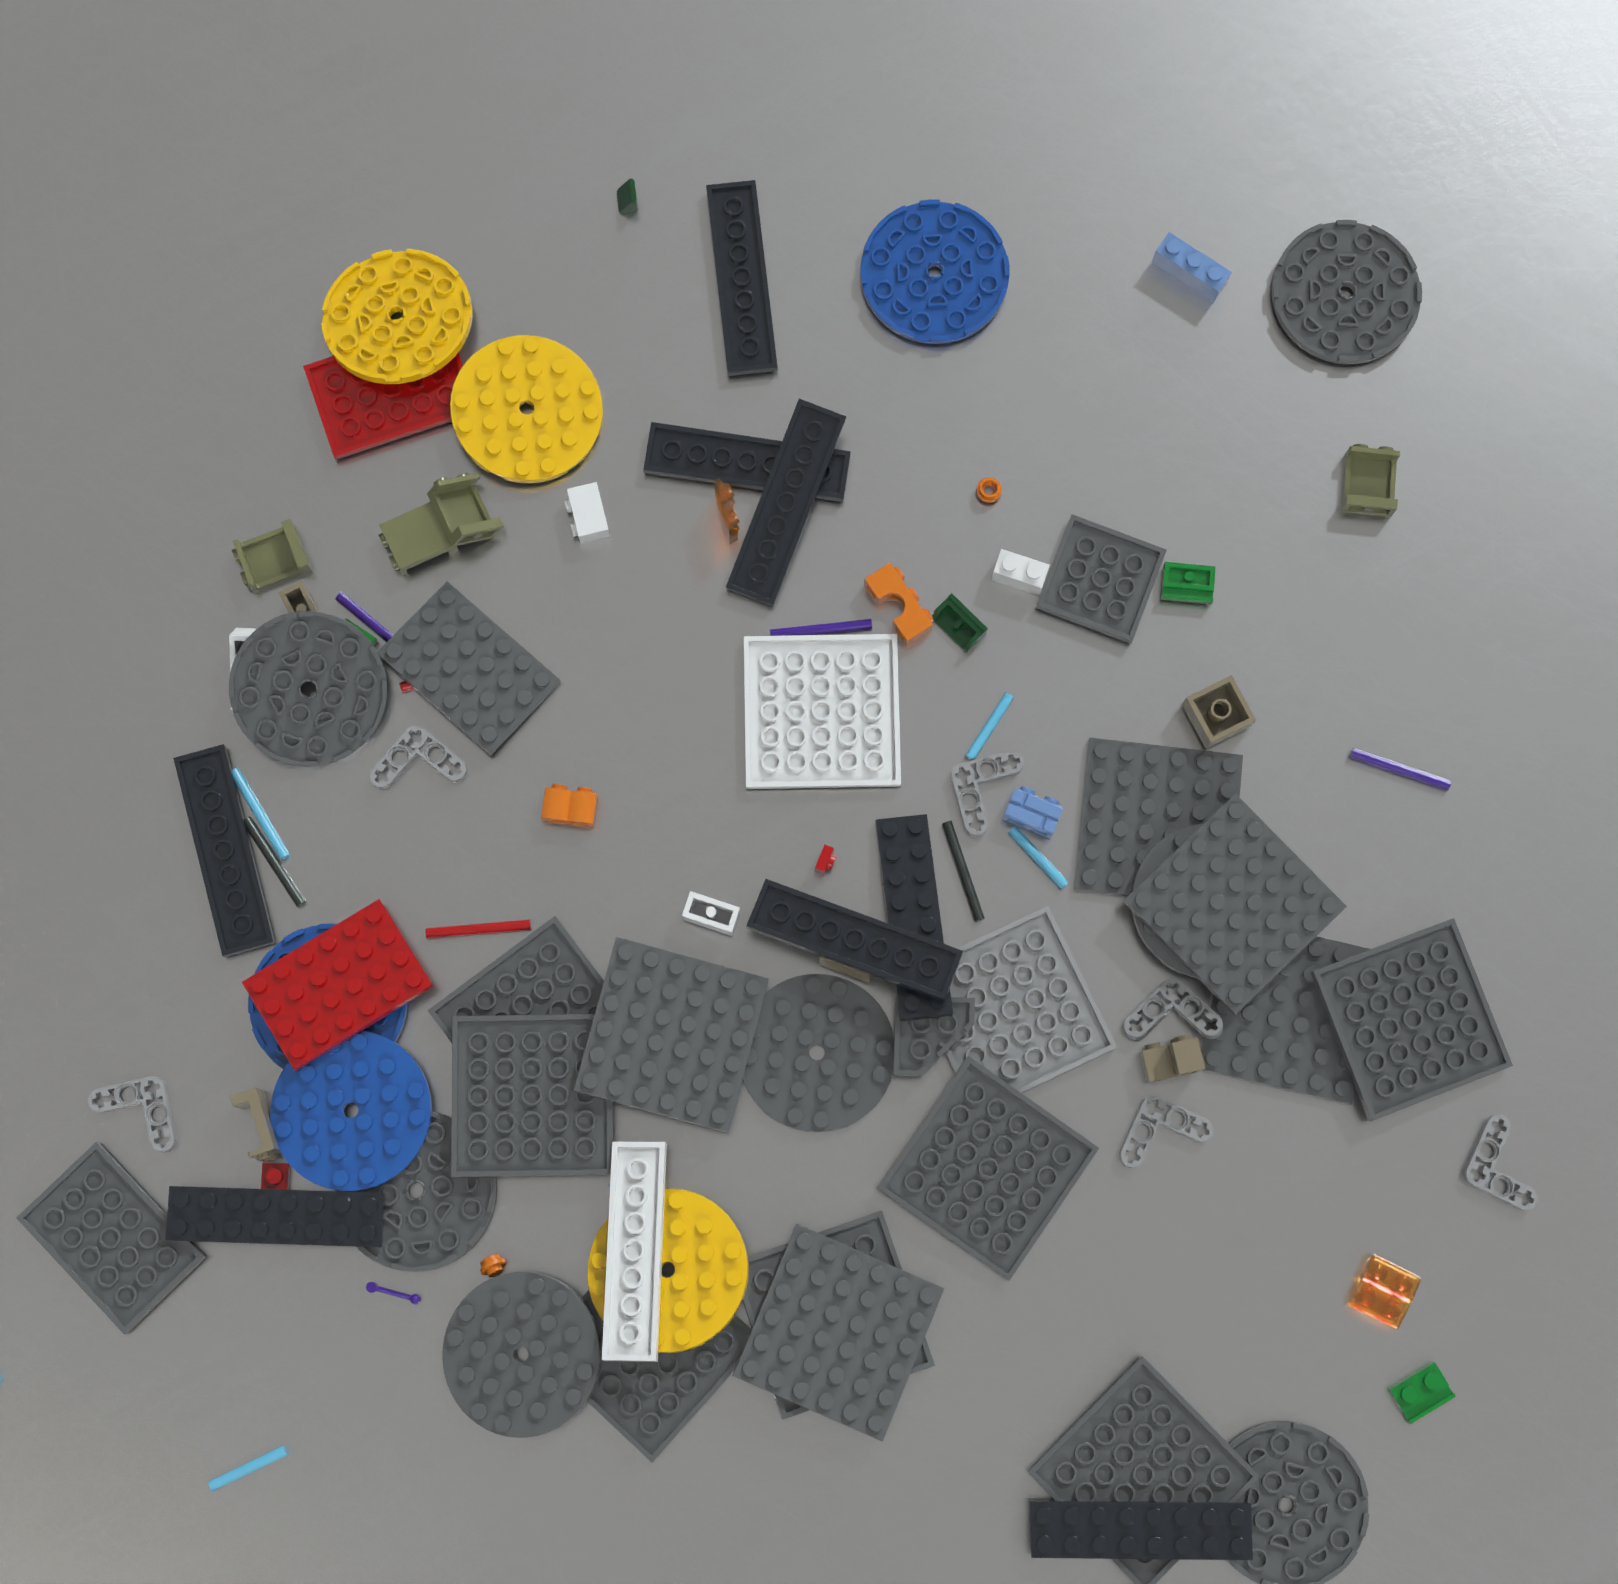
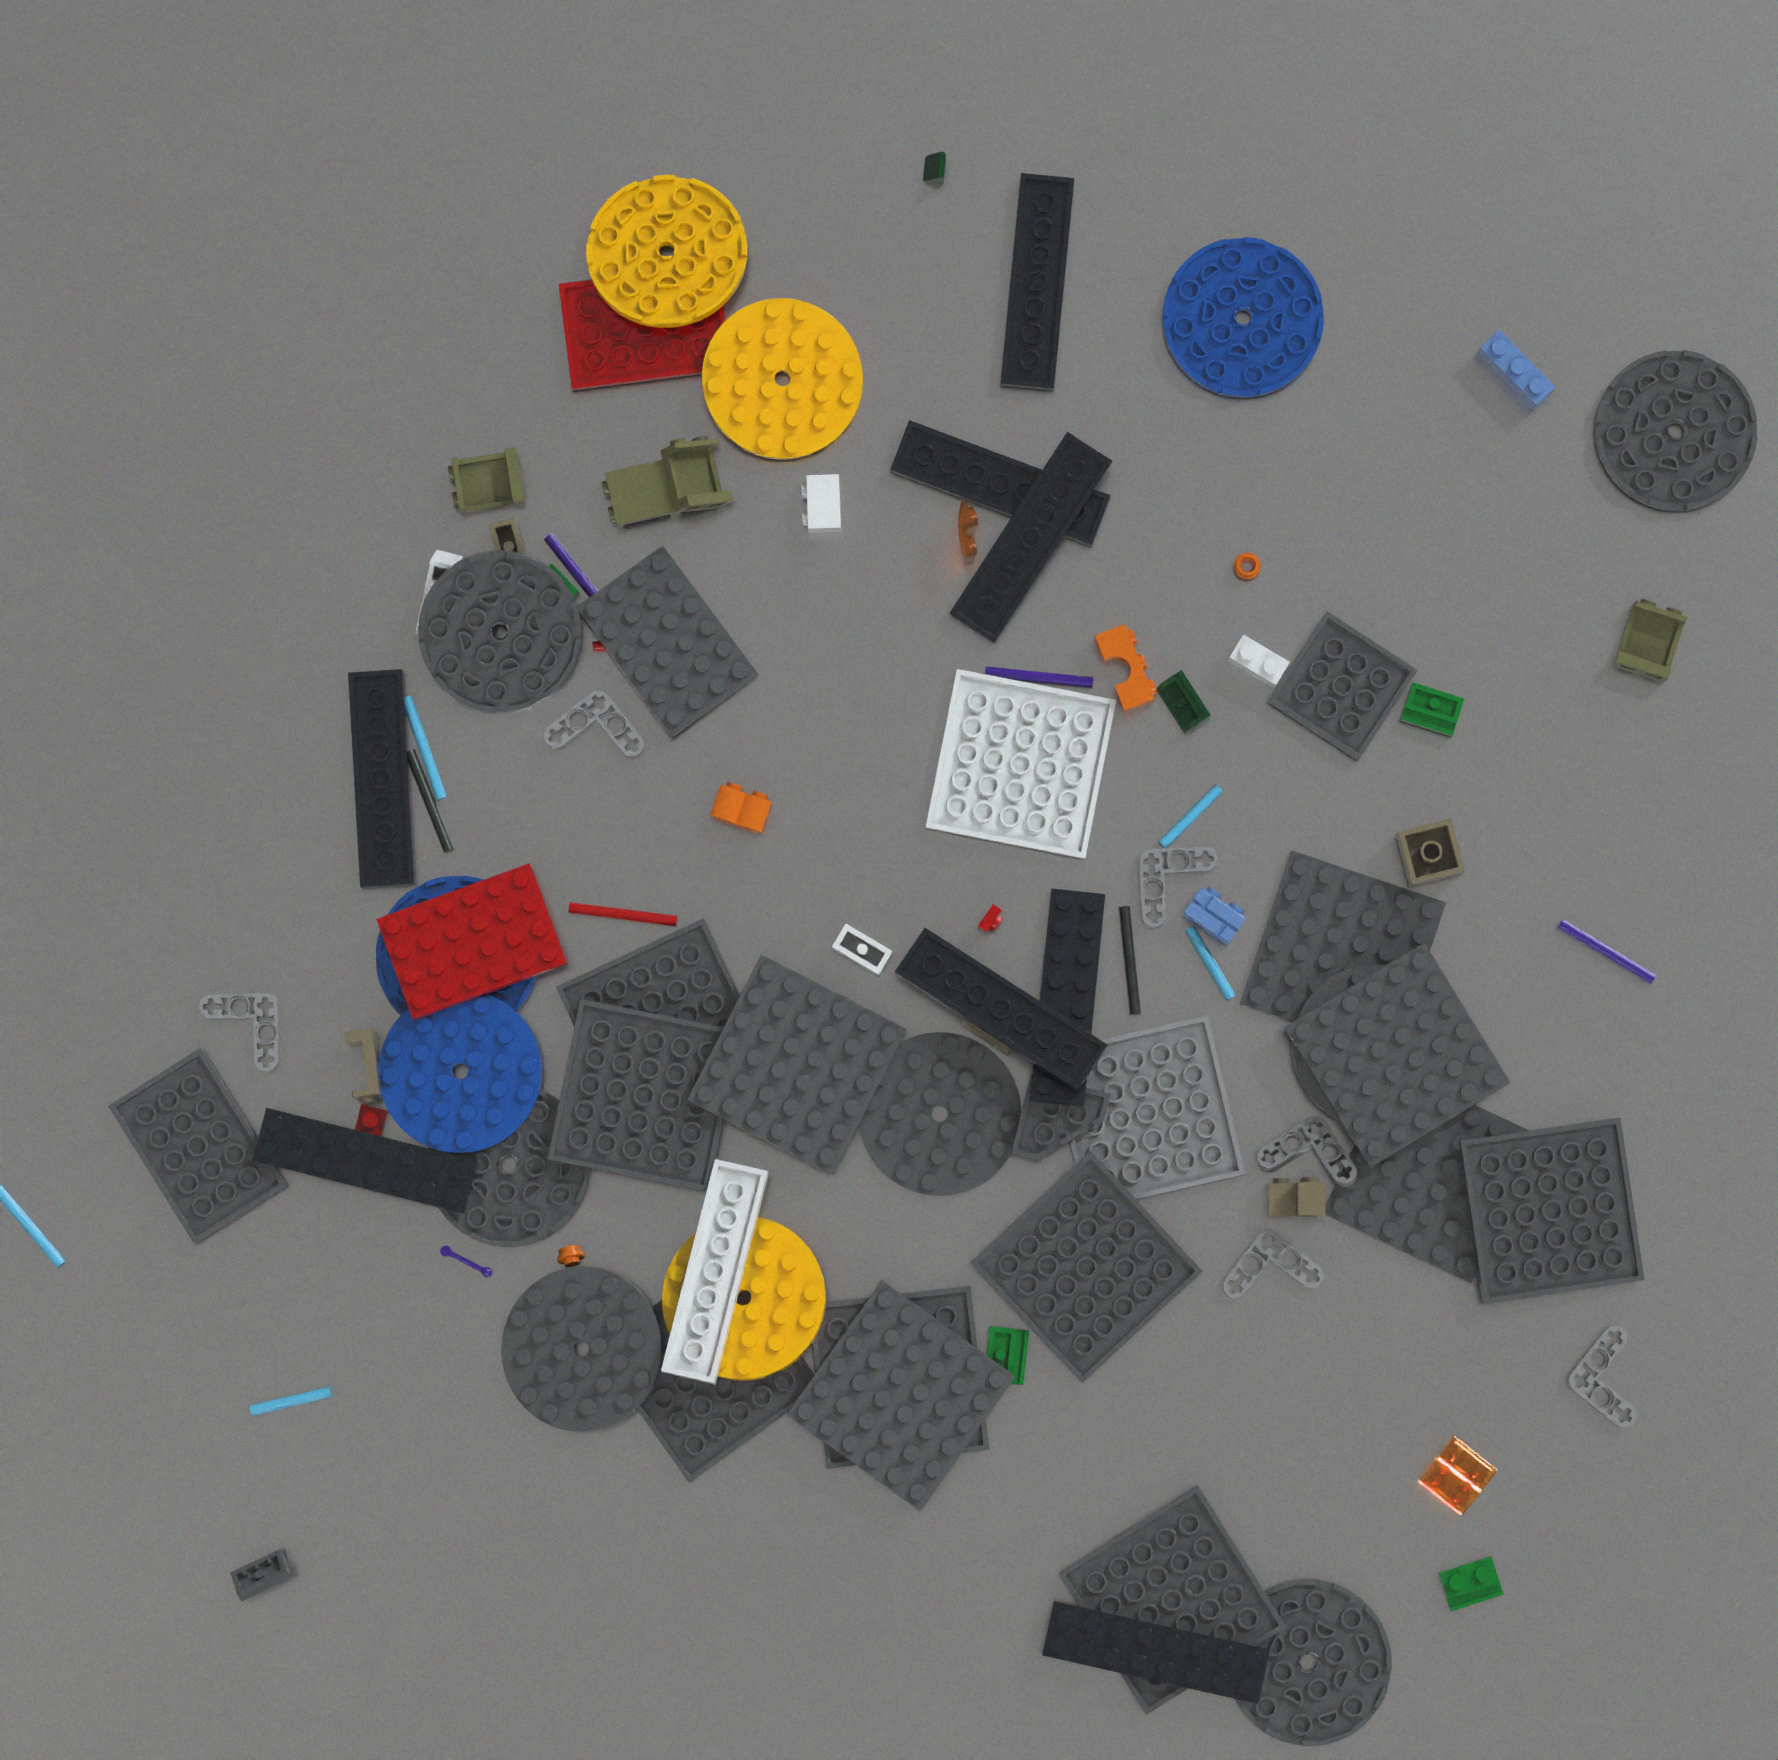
camera: 20 degrees right, 5 degrees up
(932, 1264) = (1009, 1350): none -> green plate

